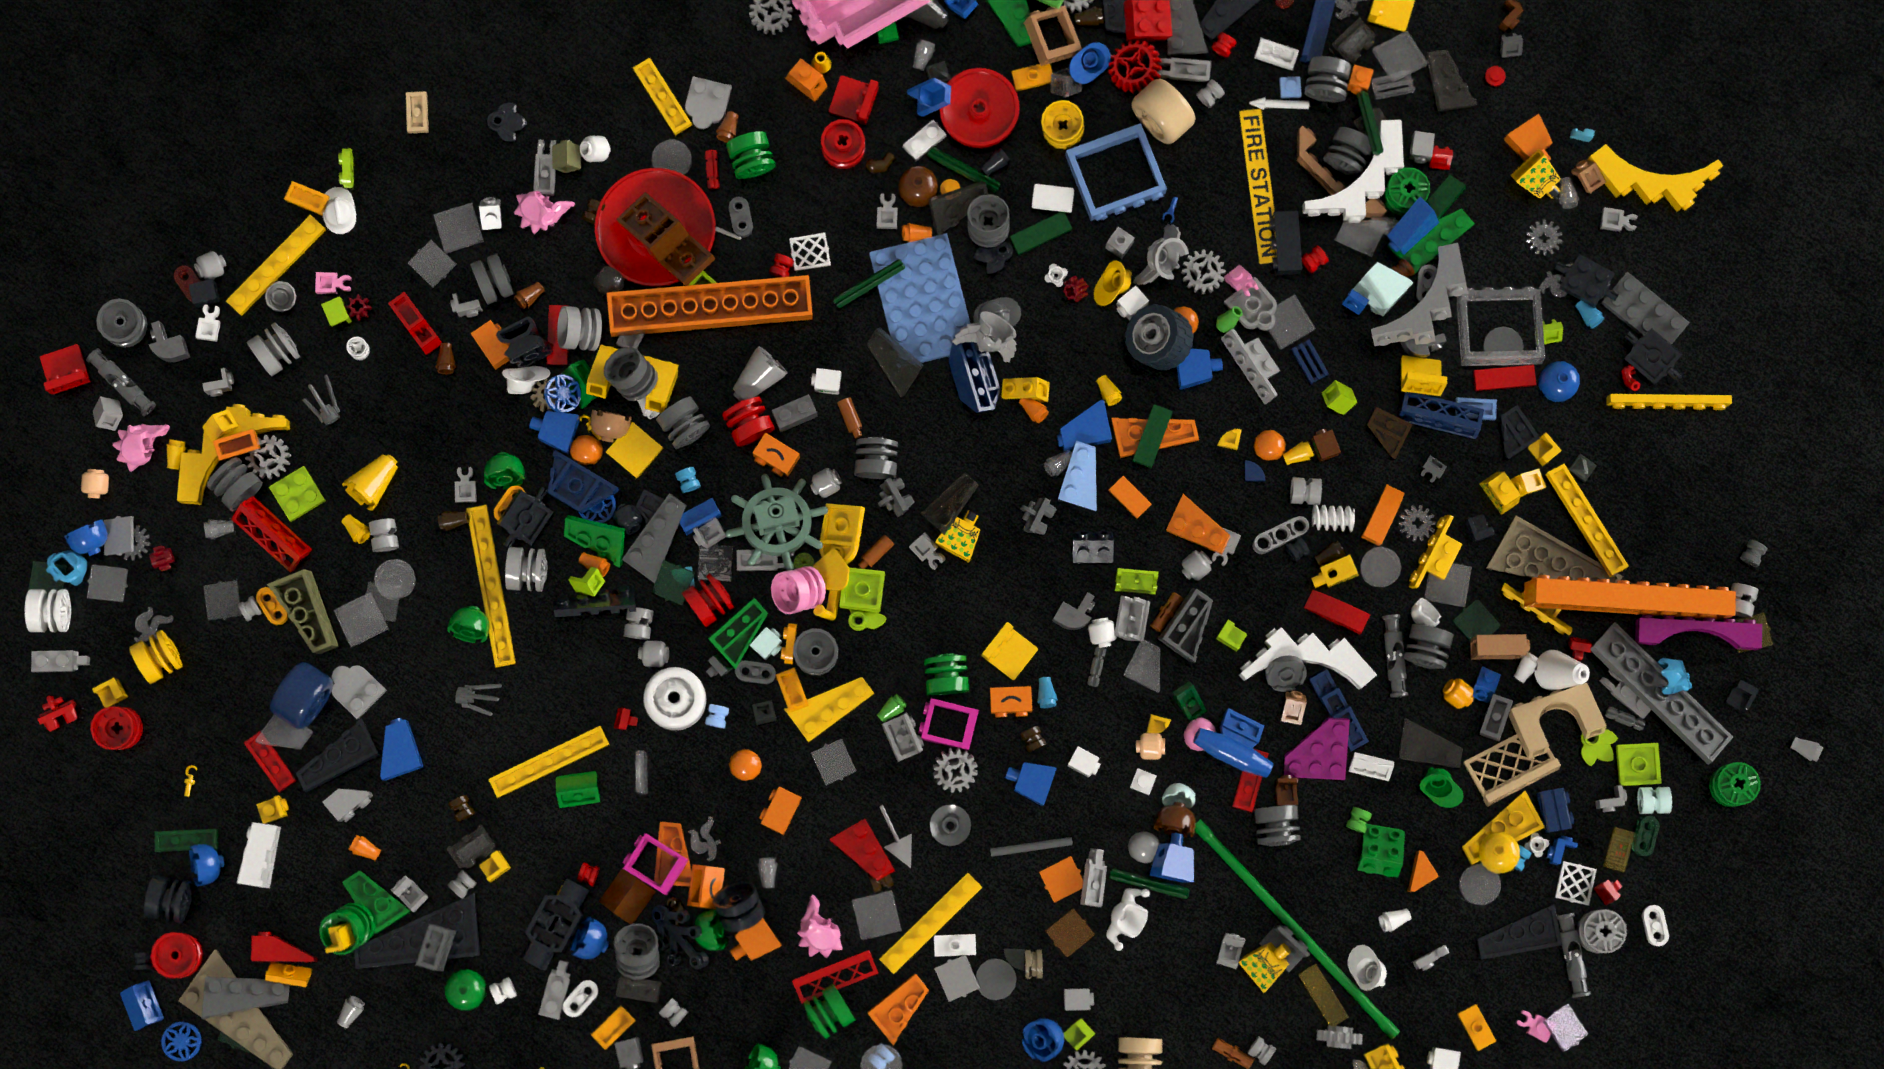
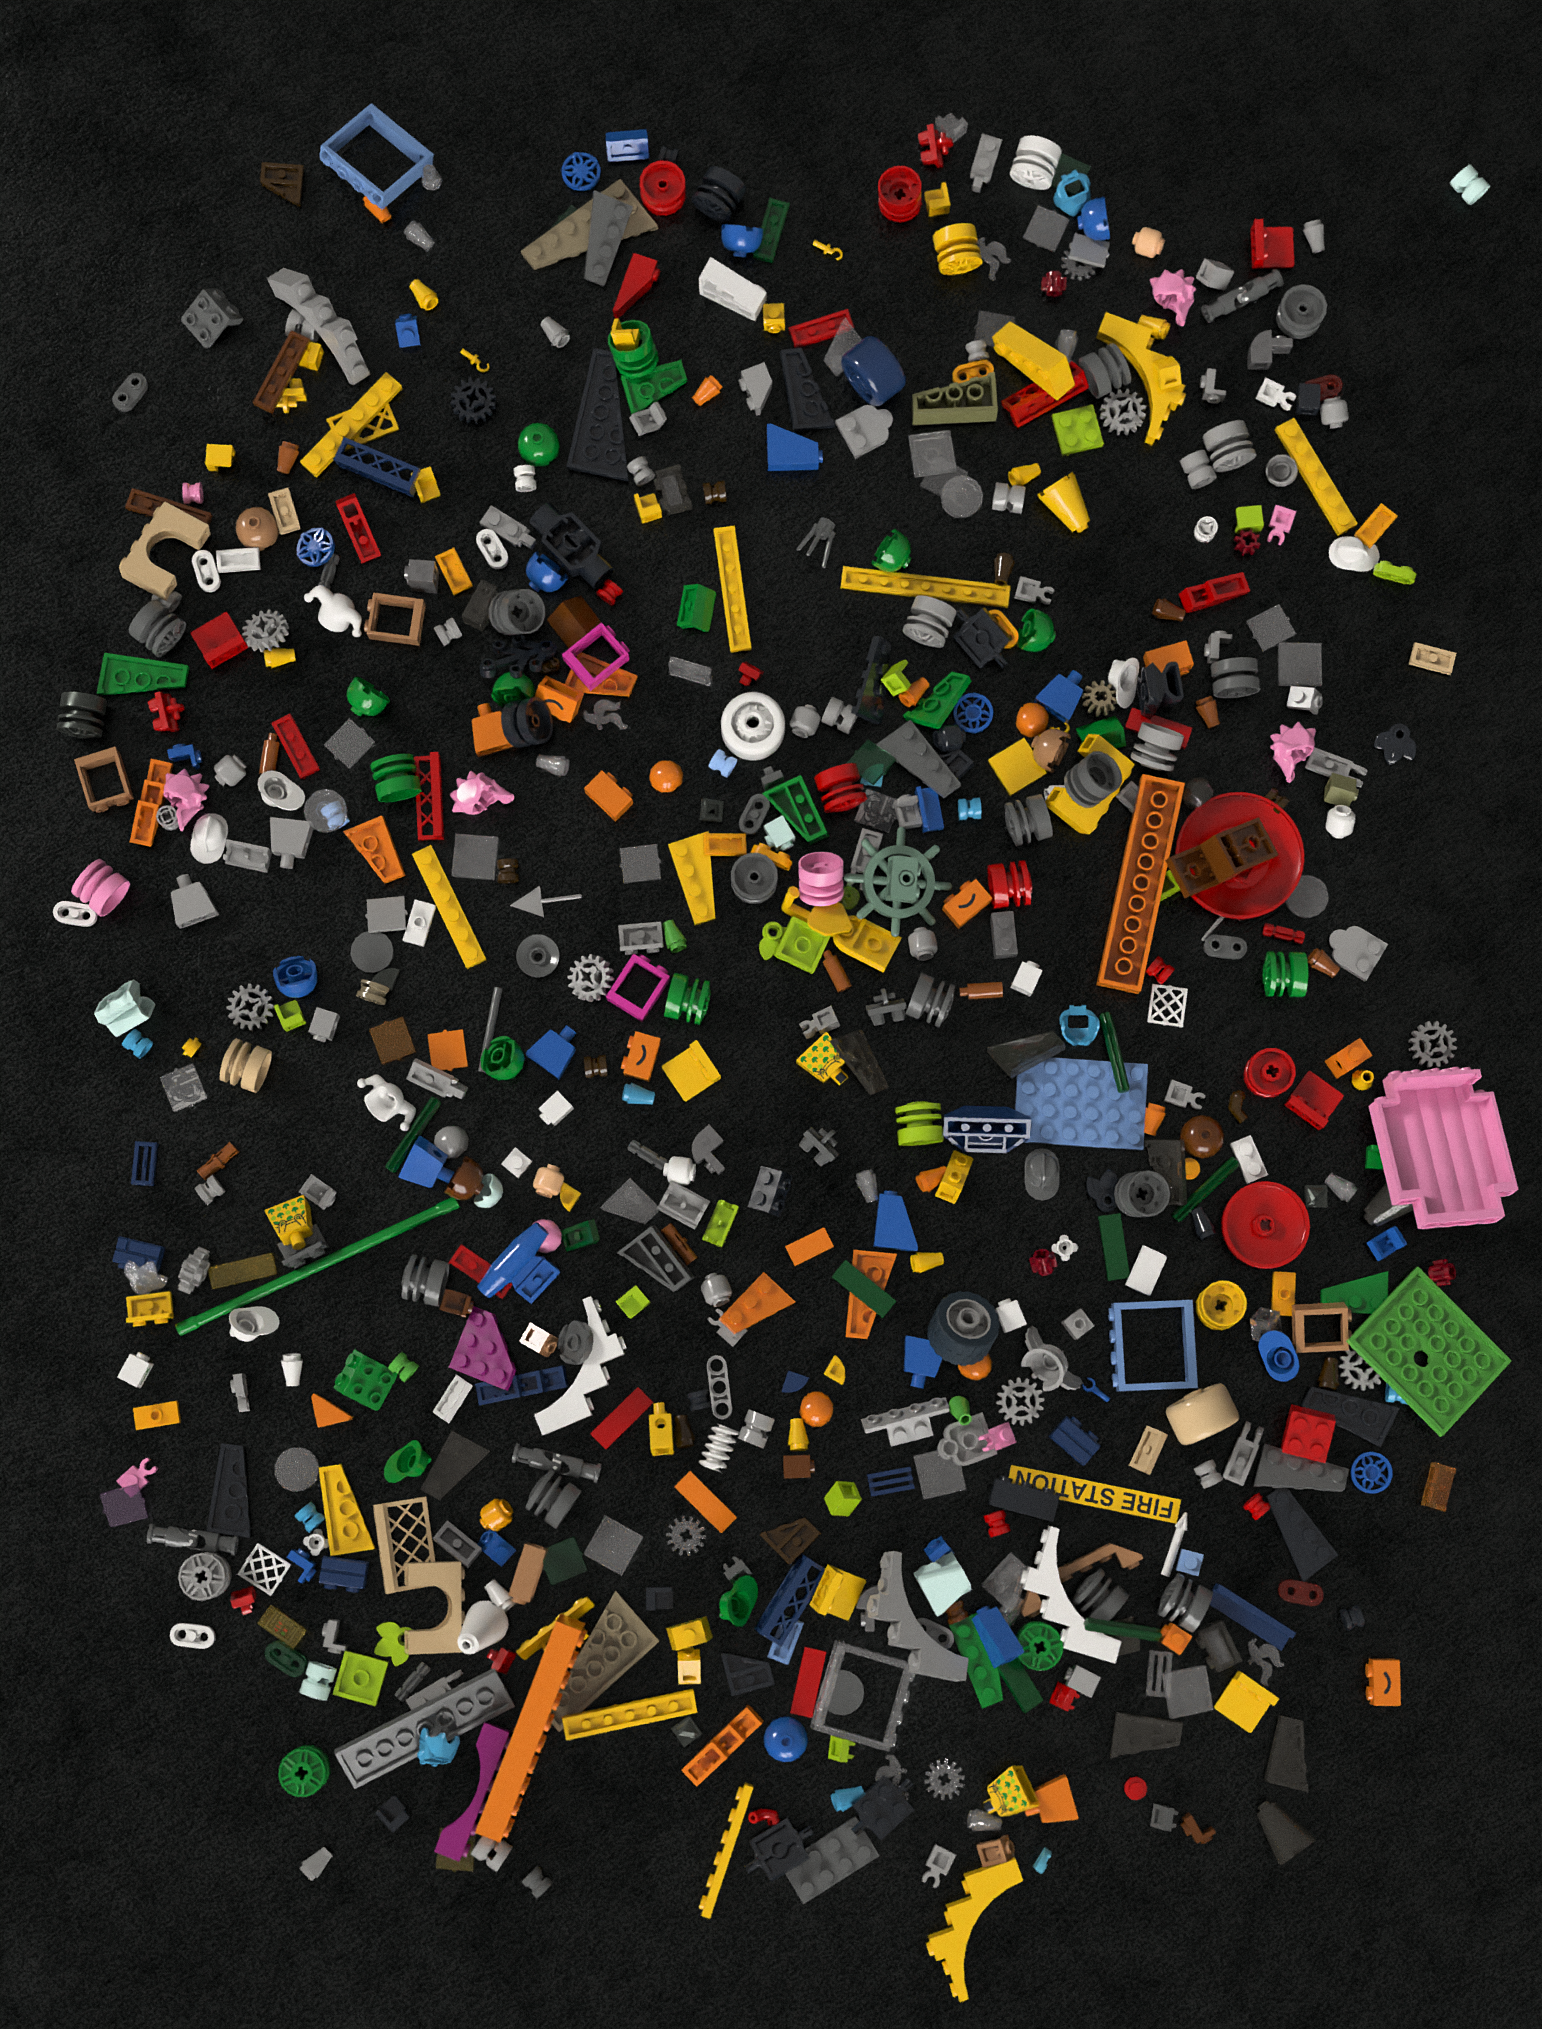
camera: 110 degrees right, 0 degrees up
(32, 703) = (951, 126): none -> clear panel
(41, 333) = (1315, 235): none -> light grey cone
(236, 444) = (1142, 380): orange brick -> none
(243, 551) = (1035, 359): none -> yellow wedge
(288, 974) = (609, 285): light orange plate -> none
(303, 371) = (1197, 466): none -> light grey wheel
(328, 414) = (1148, 481): dark grey plant -> none
(439, 948) = (589, 427): dark grey window -> none
(562, 393) = (1095, 710): blue wheel -> none
(577, 485) = (999, 698): dark blue wing -> none
(662, 96) = (1375, 907): yellow plate -> none
(758, 375) = (1054, 911): light grey cone -> none
(862, 846) = (542, 864): red wing -> none
(863, 319) = (1079, 1036): none -> dark azure helmet
(931, 95) = (1292, 1178): blue panel -> none
(990, 334) = (1021, 1156): light grey helmet -> none
(991, 432) = (919, 1124): none -> lime wheel
(1055, 824) = (503, 1058): none -> green cylinder
(1080, 478) = (845, 1201): light blue wing -> none
(1112, 282) = (1037, 1302): yellow piece -> none
(1139, 51) = (1276, 1416): red gear -> none
(1207, 150) = (1148, 1450): none -> tan plate
(1221, 214) = (1074, 1440): none -> dark blue brick
(1276, 54) = (1230, 1559): white plate -> none
(1380, 567) = (653, 1480): clear tile -> none
(1425, 613) = (588, 1509): white hair -> none
(1439, 555) = (644, 1545): yellow bracket -> none
(1460, 458) = (739, 1601): none -> green piece
(1499, 852) = (319, 1498): yellow cylinder -> none
(1544, 449) = (718, 1696): yellow panel -> none
(1583, 433) = (722, 1745): none -> orange slope

